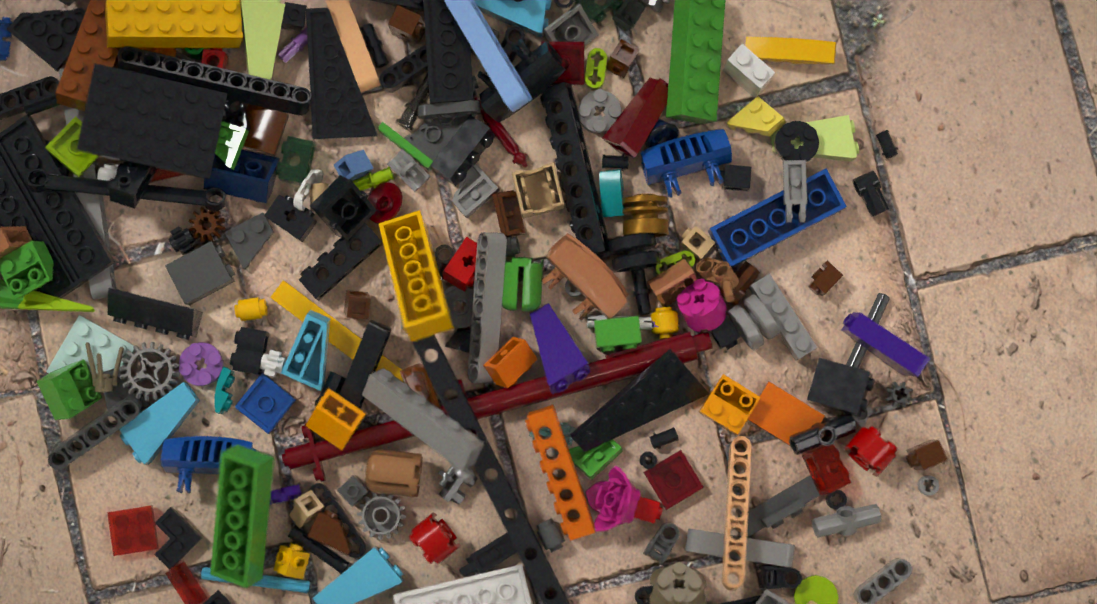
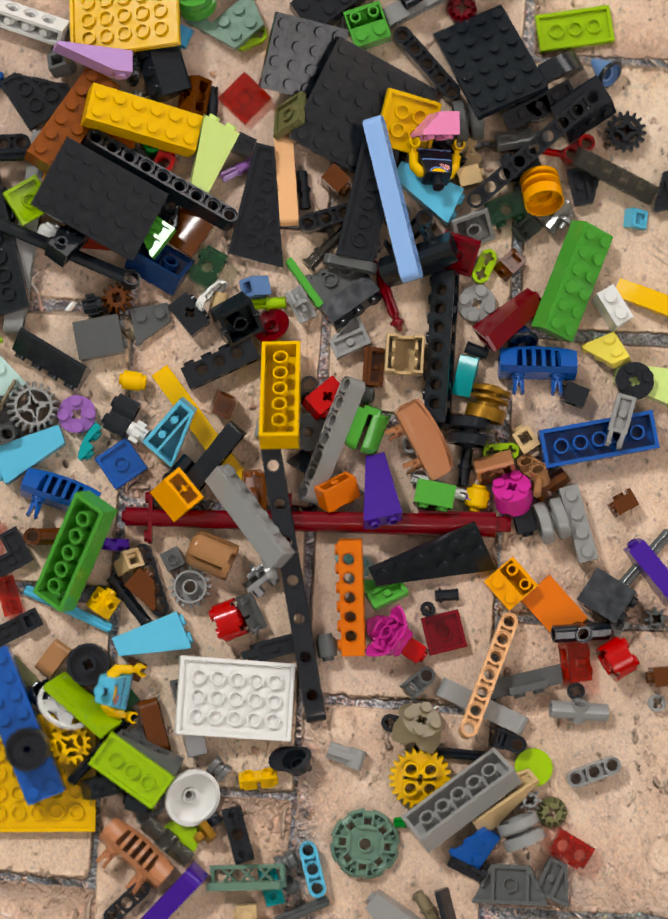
camera: 10 degrees right, 0 degrees up
(205, 507) = (46, 536): none -> reddish brown piece
(457, 522) = (251, 612): none -> dark grey hinge

